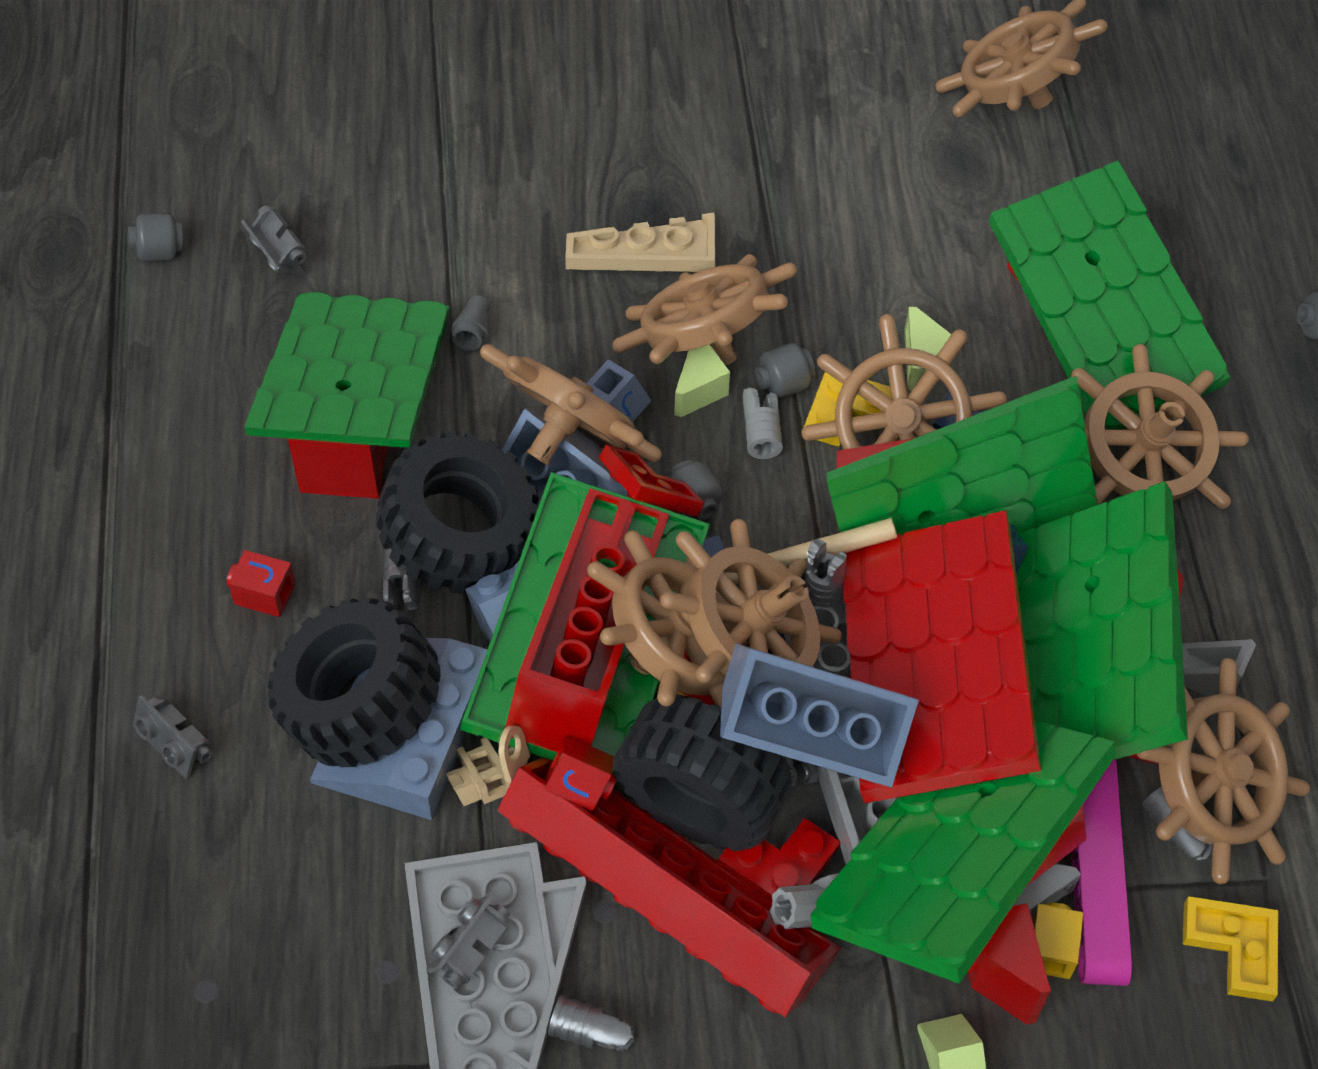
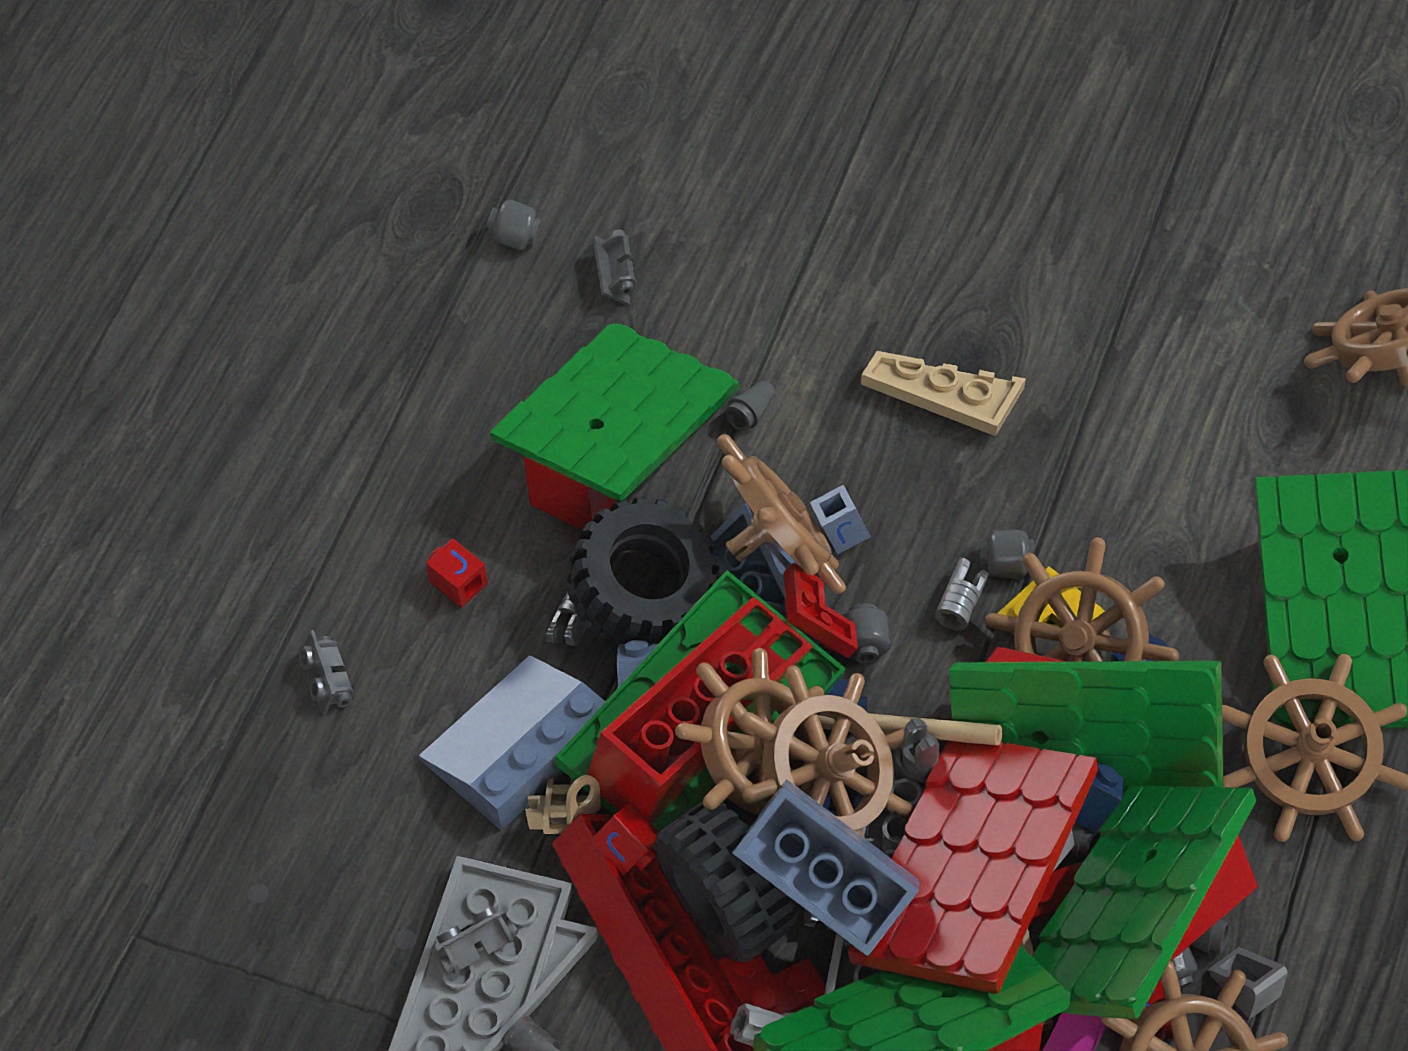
camera: 30 degrees right, 0 degrees up
(375, 712) = (483, 687): black tyre -> none
(701, 381) = (925, 532): yellowish green slope -> none
(705, 309) = (955, 471): medium nougat piece -> none
(924, 335) = (1155, 564): yellowish green slope -> none

